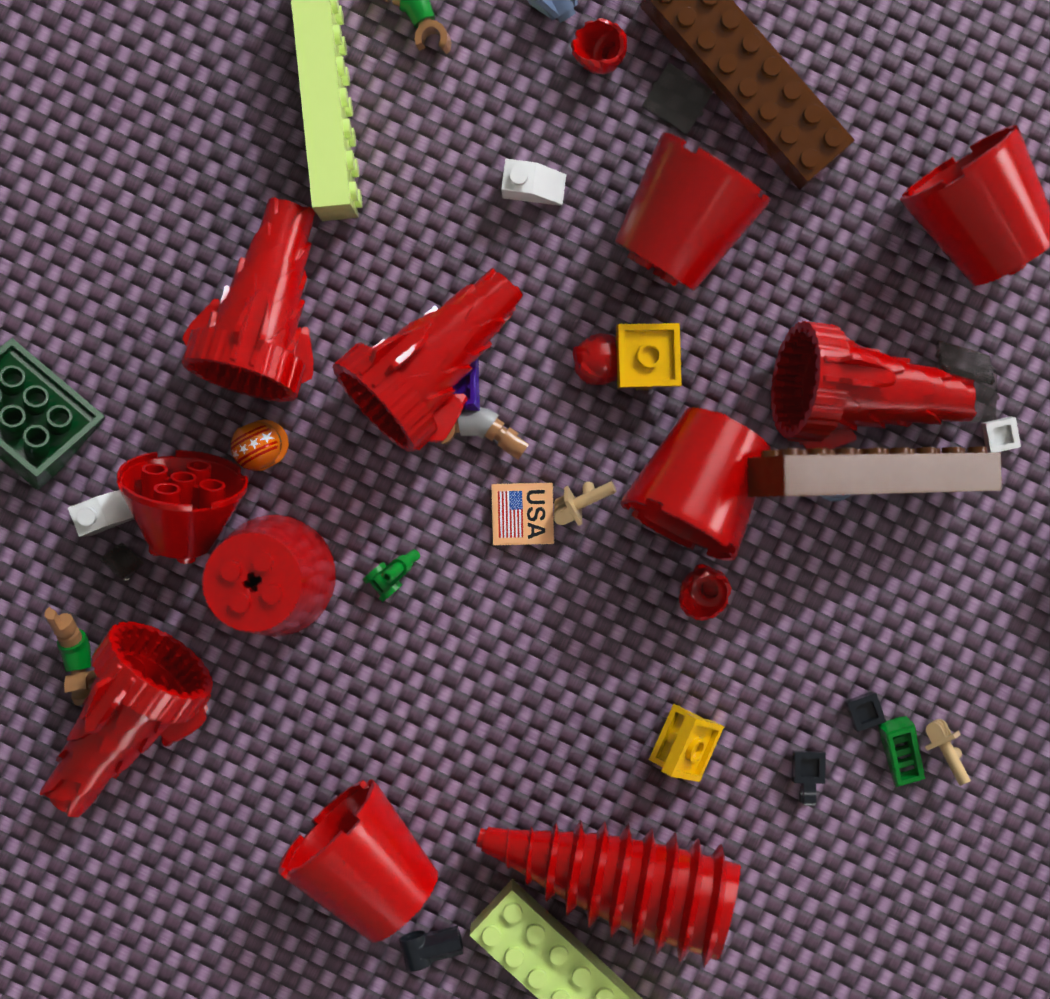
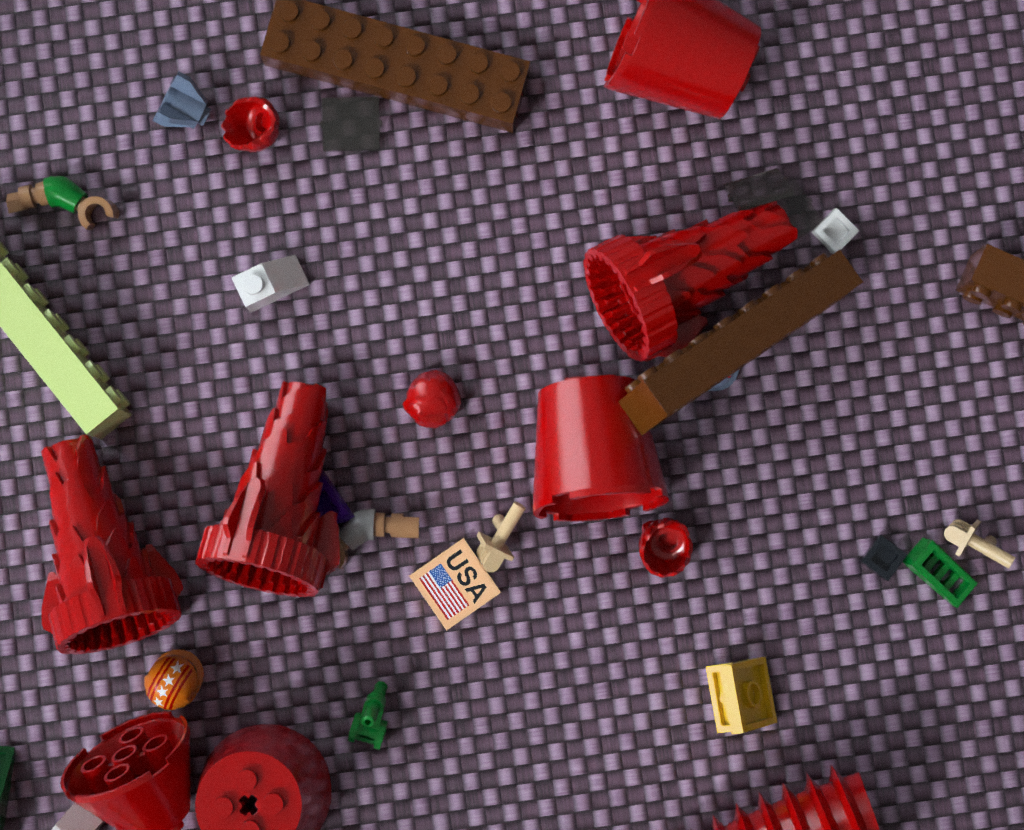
camera: 35 degrees left, 5 degrees down
(648, 355) = (473, 368): yellow bracket -> none
(687, 213) = (424, 223): red cone -> none
(809, 770) = (867, 646): black plate -> none

